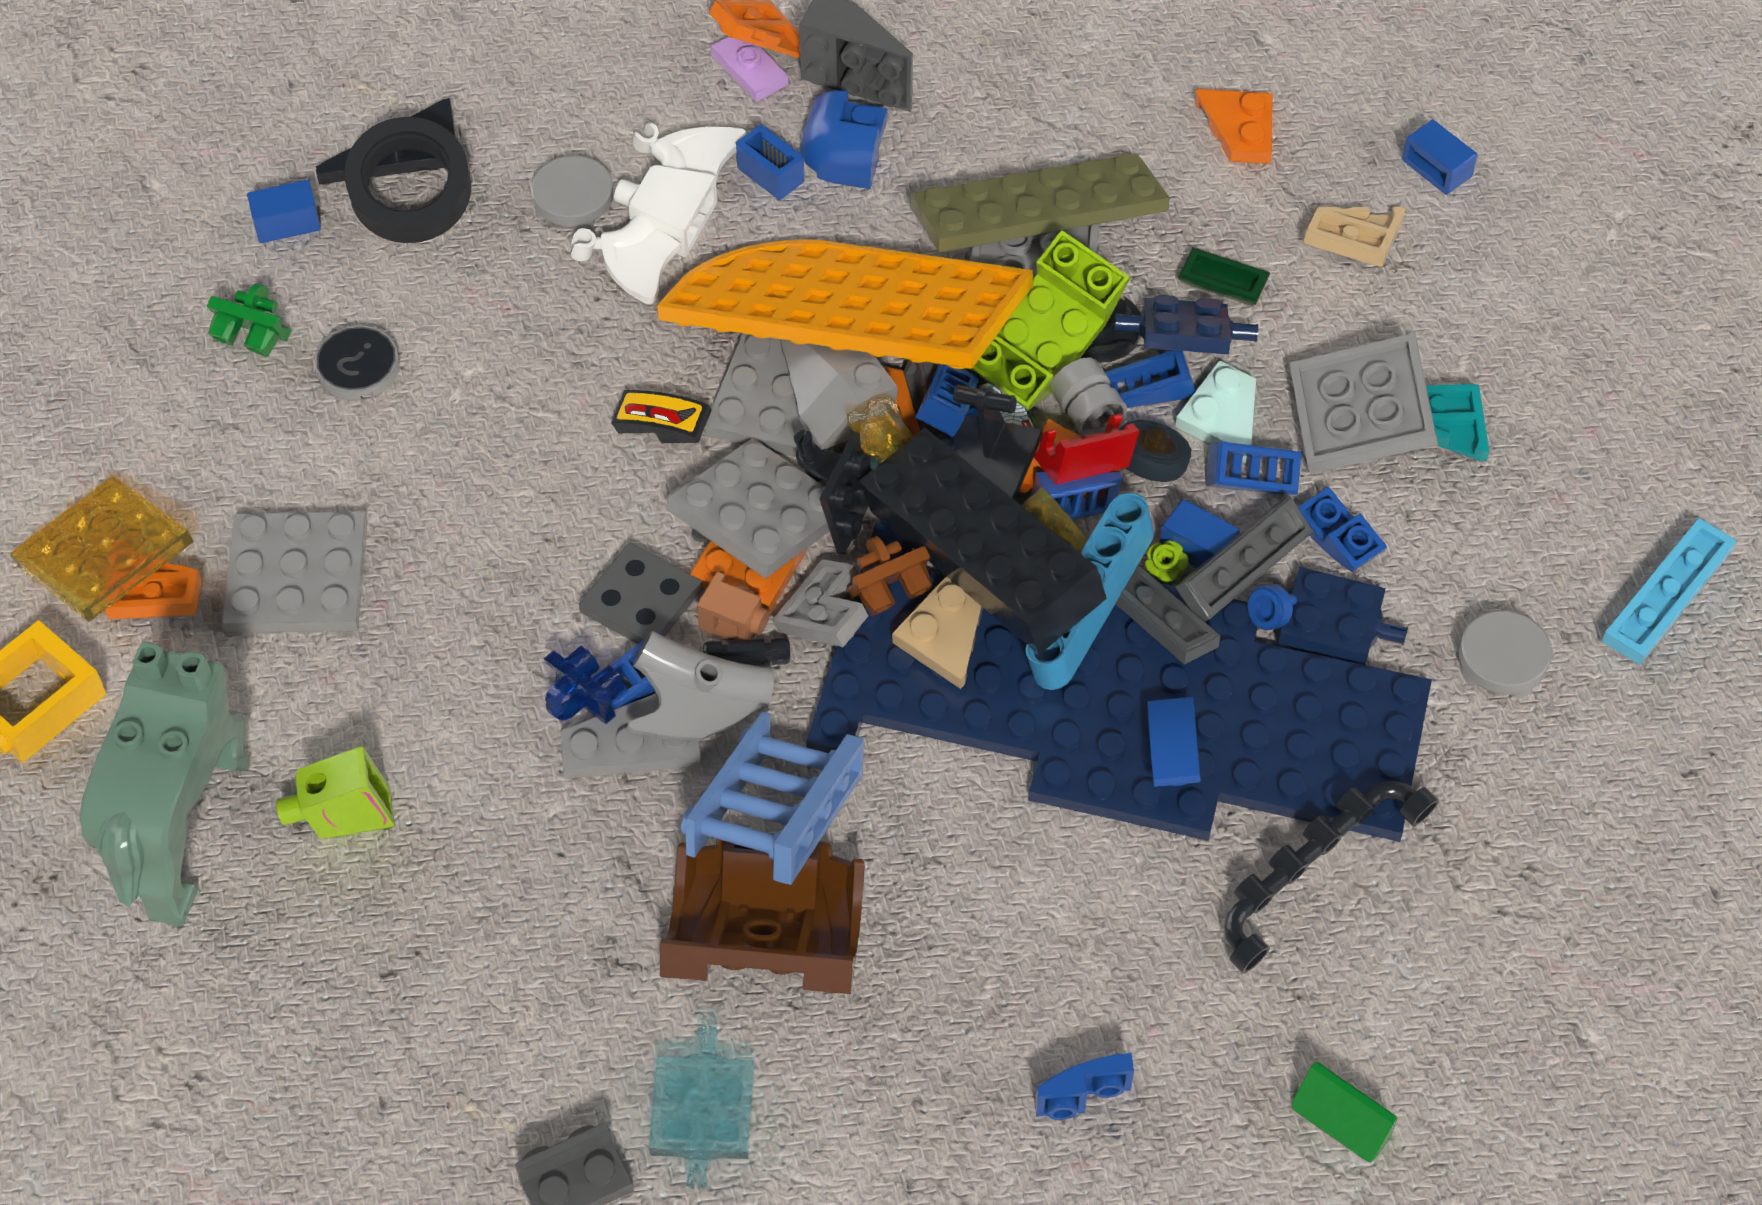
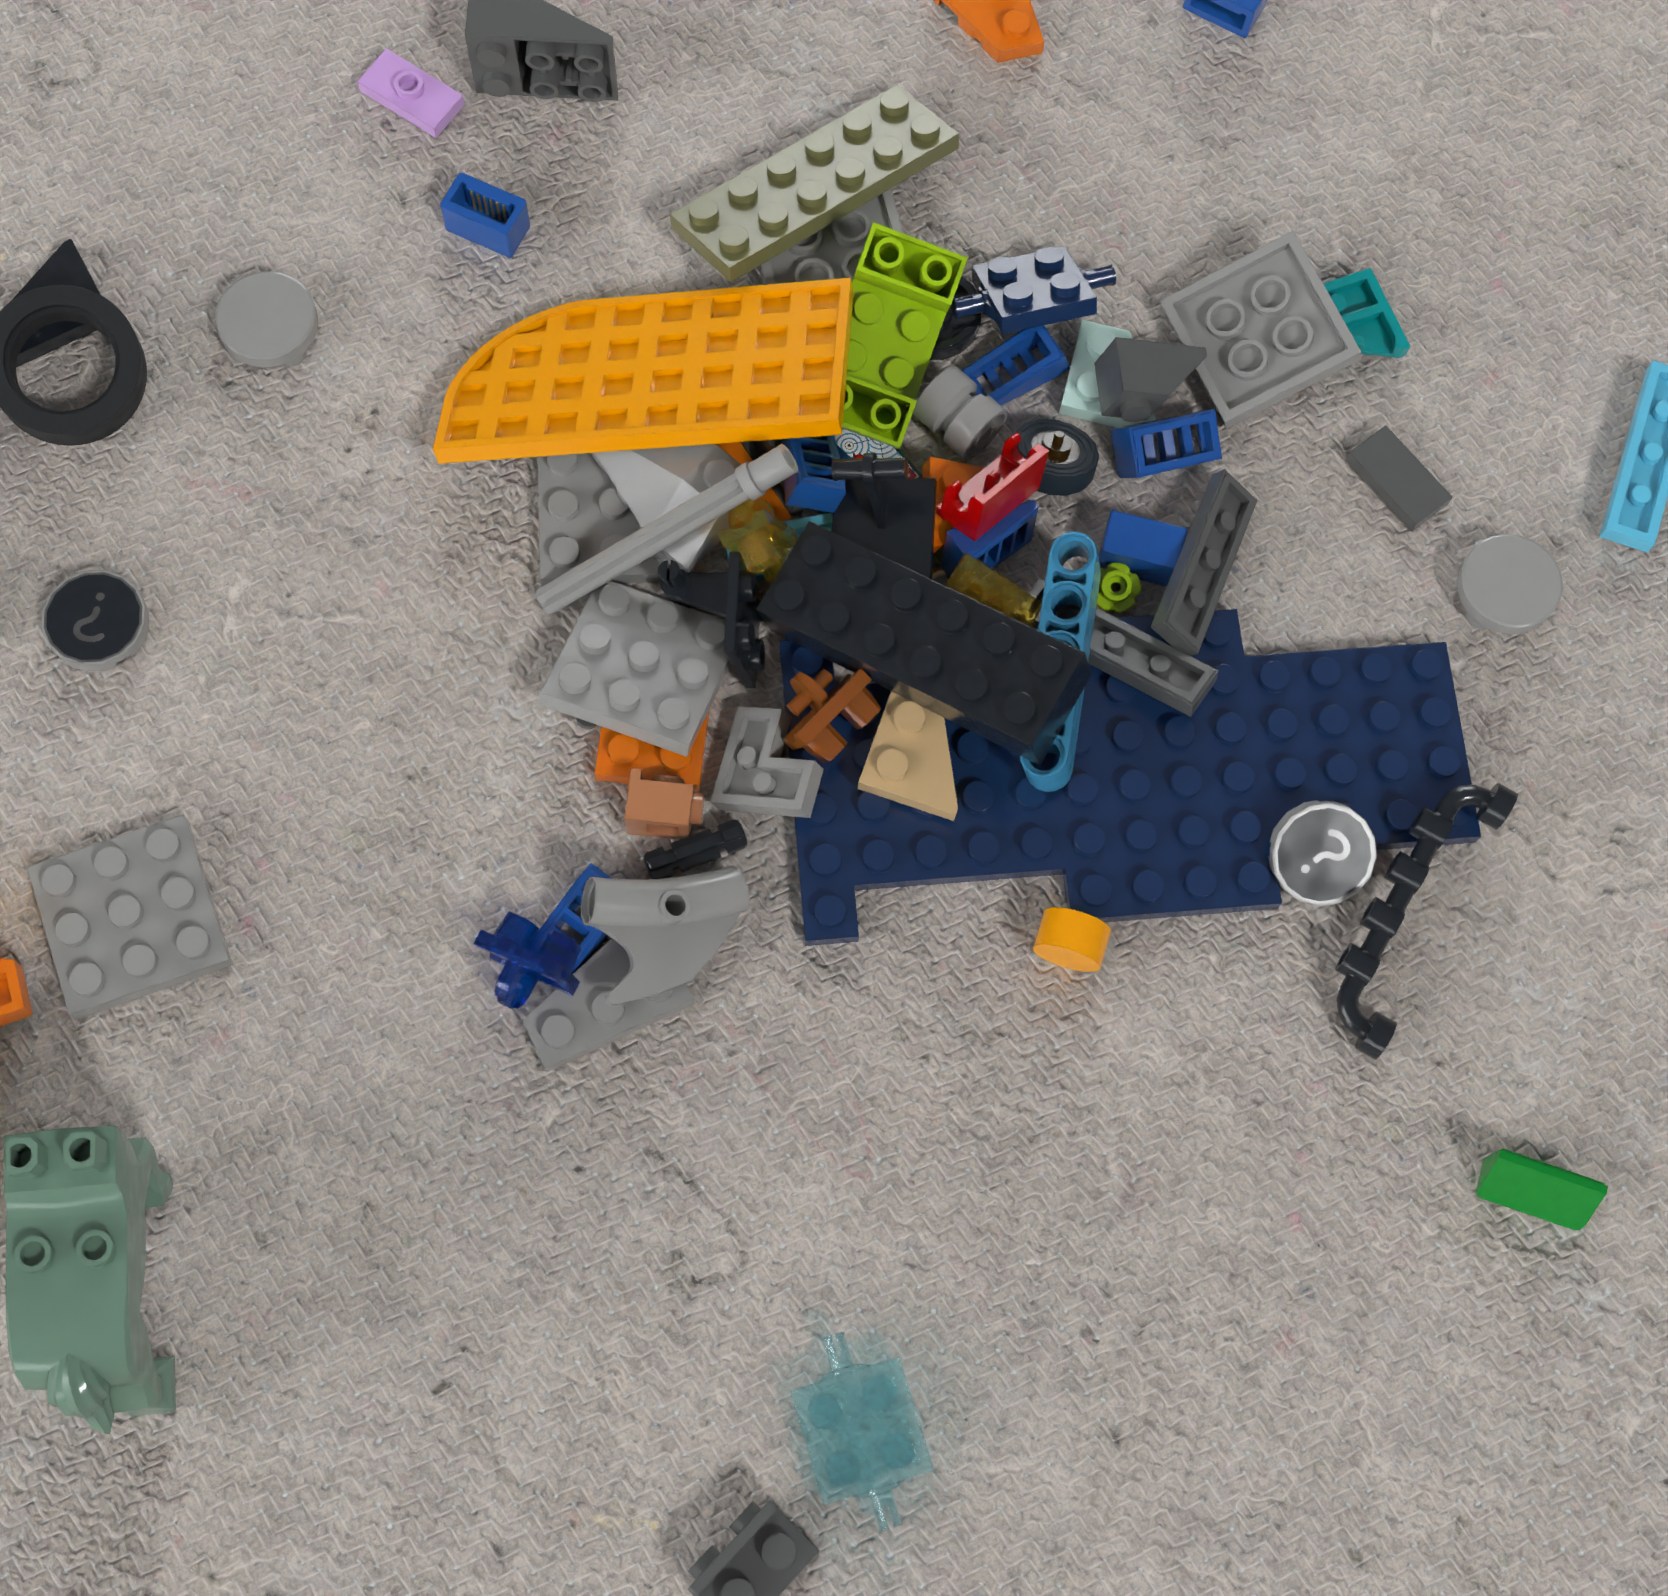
camera: 25 degrees left, 15 degrees up
(339, 796) = (300, 1198): lime torso -> none
(640, 594) = (546, 817): dark grey tile -> none
(664, 209) = (386, 309): white torso -> none
(665, 414) = (479, 579): slope -> none
(741, 918) = (843, 1172): reddish brown piece -> none
(757, 24) = (406, 40): orange wing -> none
(804, 821) = (854, 1057): medium blue fence -> none
(843, 139) = (557, 161): blue brick -> none
(883, 382) = (748, 482): none -> light grey axle
(1021, 802) = (1072, 939): none -> light orange piece
(1067, 1092) = (1254, 1265): blue slope -> none
(1173, 742) = (1215, 816): blue slope -> none
(1223, 276) = (1047, 212): dark green tile -> none
(1250, 409) = (1141, 375): none -> dark grey slope
(1257, 801) = (1322, 852): none -> tile
(1270, 606) = (1254, 614): blue tile -> none
(1337, 617) = (1313, 597): dark blue plate -> none
(1340, 534) = (1289, 496): blue slope -> none
(1355, 232) = (1171, 115): tan wing -> none
(1442, 549) = (1398, 478): none -> dark grey tile

